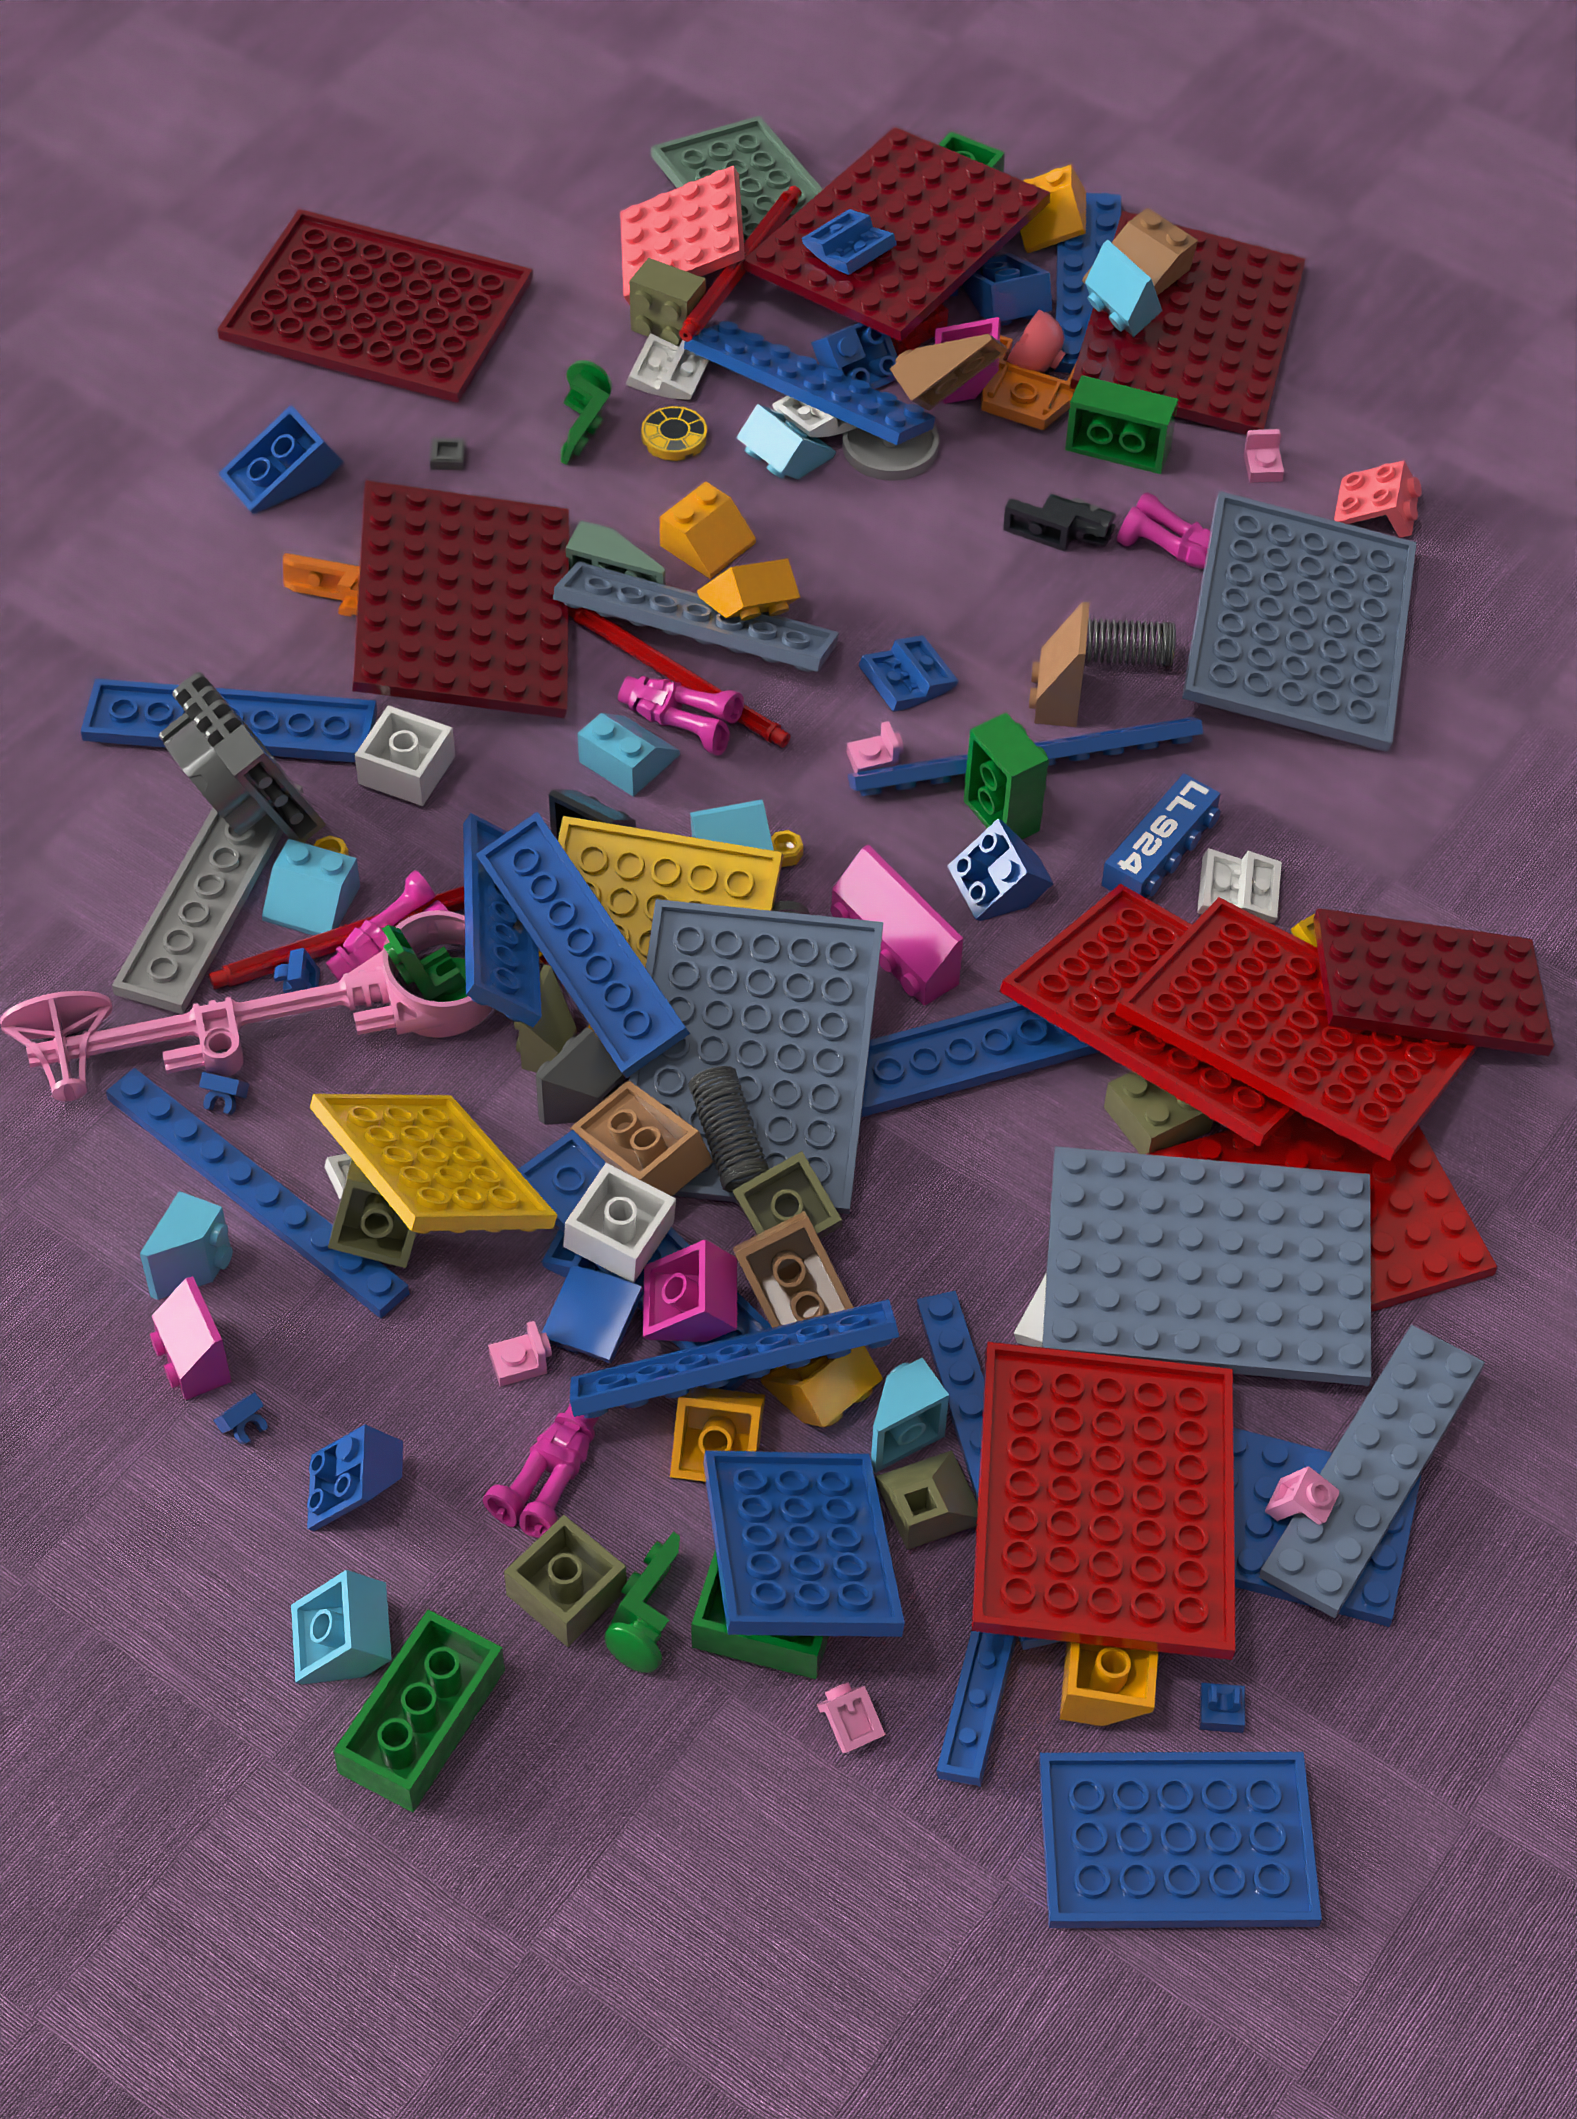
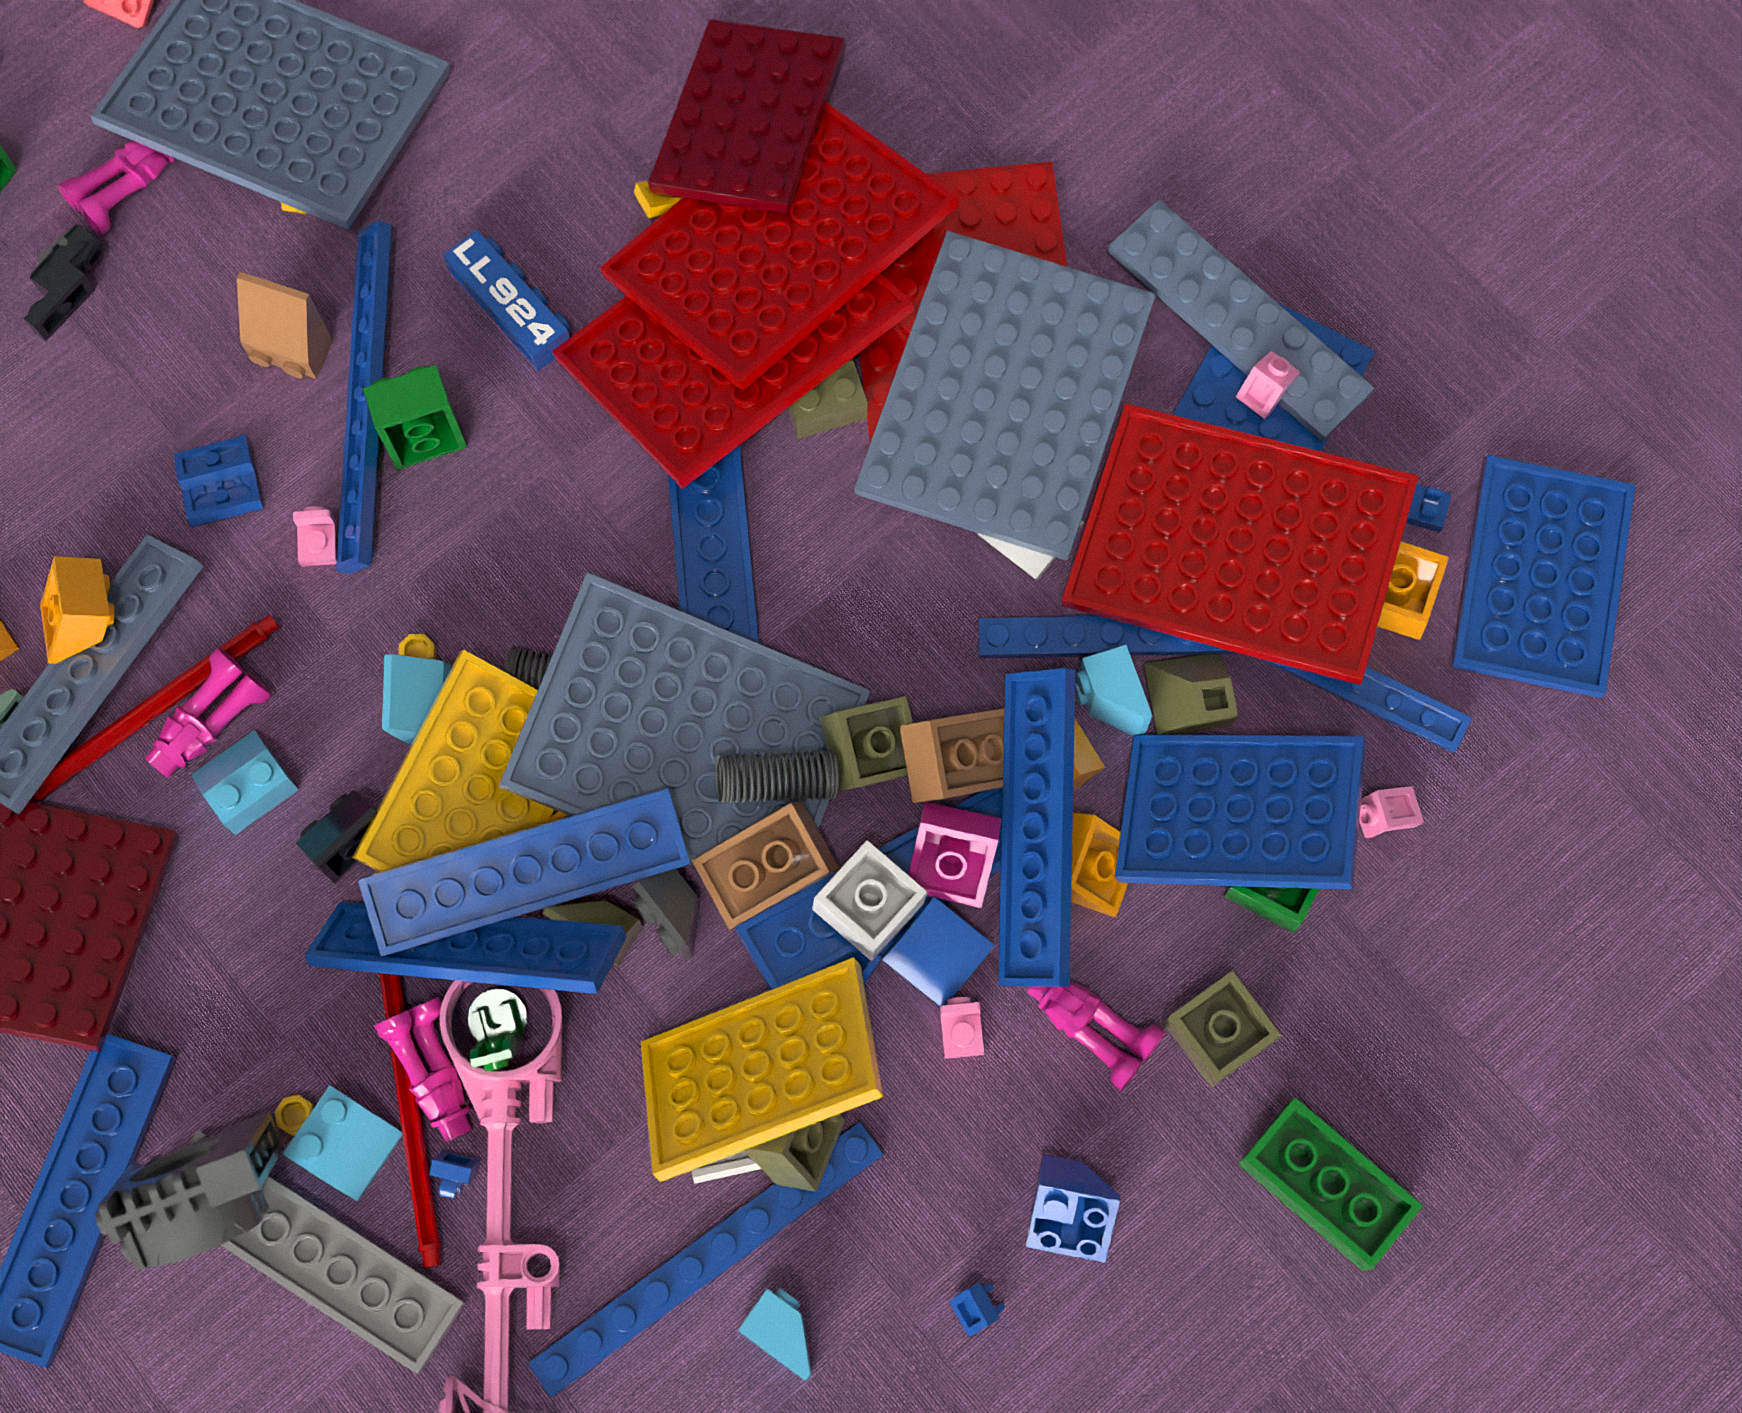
camera: 75 degrees left, 20 degrees up
(189, 1342) = (891, 1347): slope -> none
(222, 1087) = (578, 1271): blue tile -> none
(341, 1629) = (1228, 1246): medium azure slope -> none
(405, 755) = (191, 1012): white brick -> none
(637, 1625) = (1259, 977): green piece -> none
(916, 940) = (553, 566): dark pink slope -> none
(999, 873) = (509, 459): blue slope -> none
(1165, 650) = (216, 301): dark grey piece -> none
(1245, 882) = (577, 247): white slope -> none
(1263, 456) = (34, 66): bright pink bracket -> none

